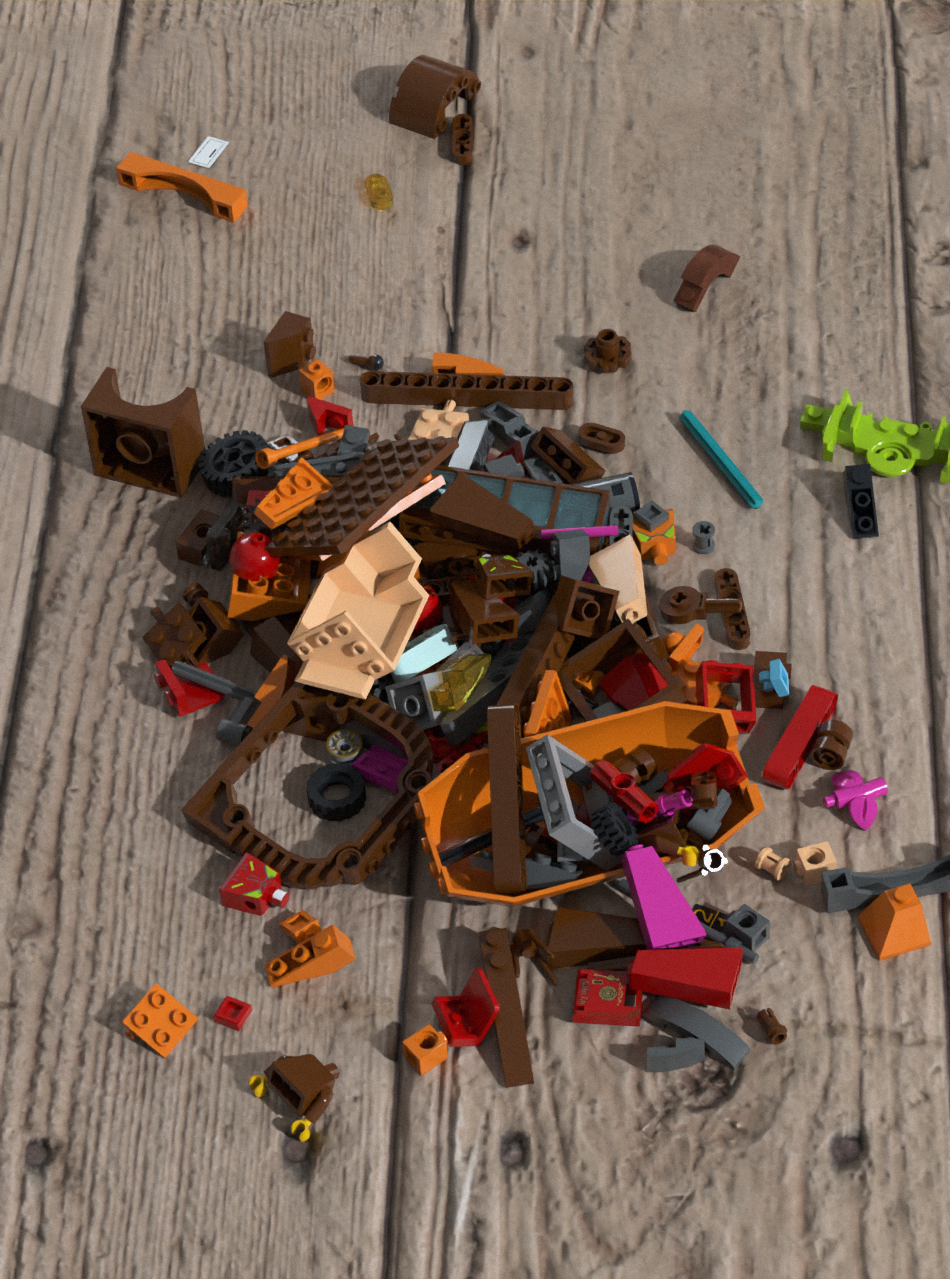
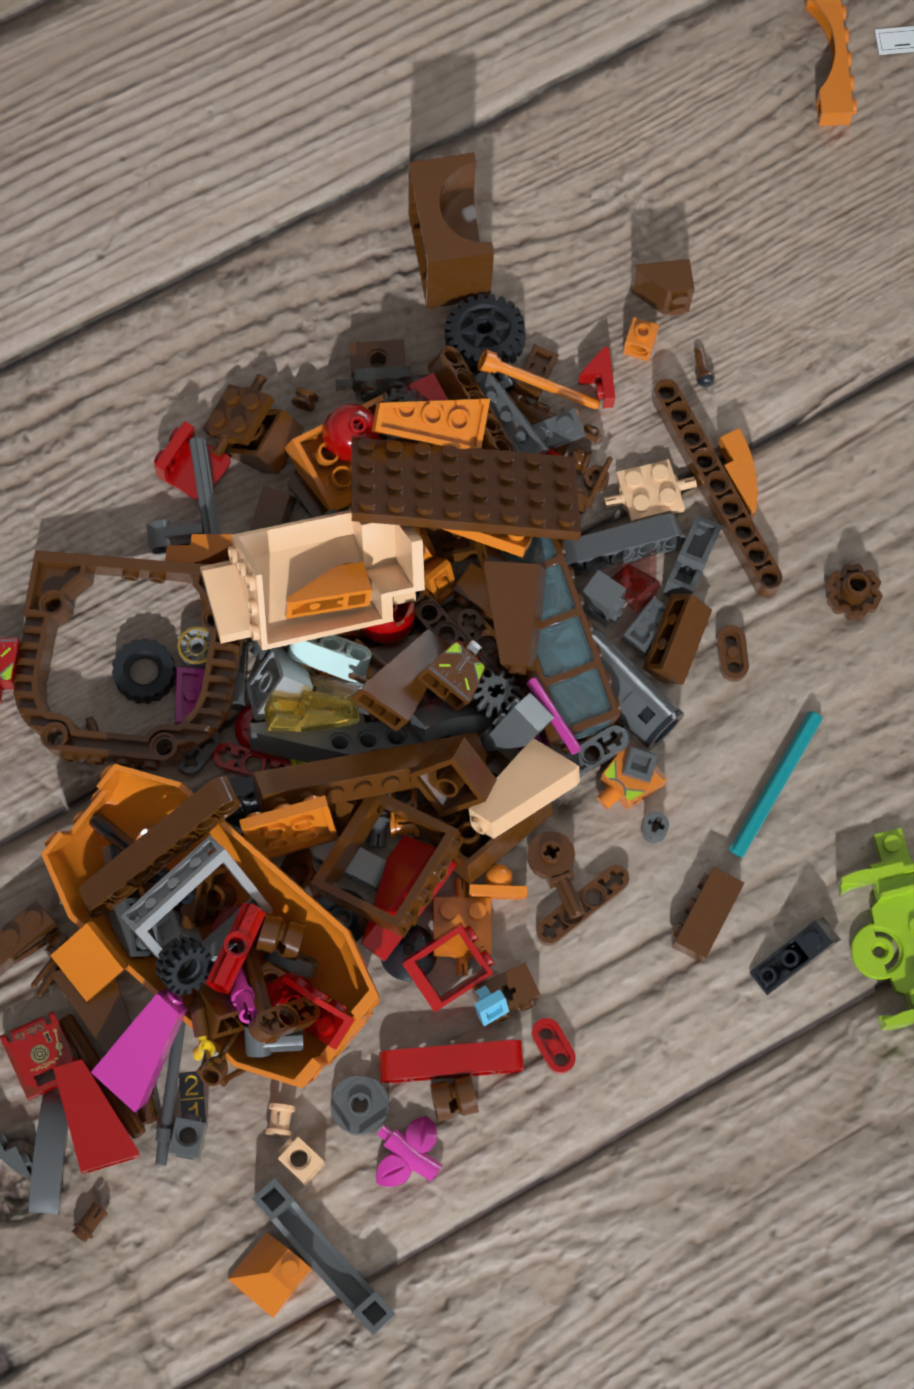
camera: 50 degrees right, 25 degrees up
(382, 606) = (336, 590): none -> orange slope
(559, 907) = (89, 960): none -> orange tile
(794, 537) = (706, 914): none -> reddish brown brick
(795, 822) = (357, 1122): none -> dark grey plate
(831, 671) = (554, 1046): none -> red plate

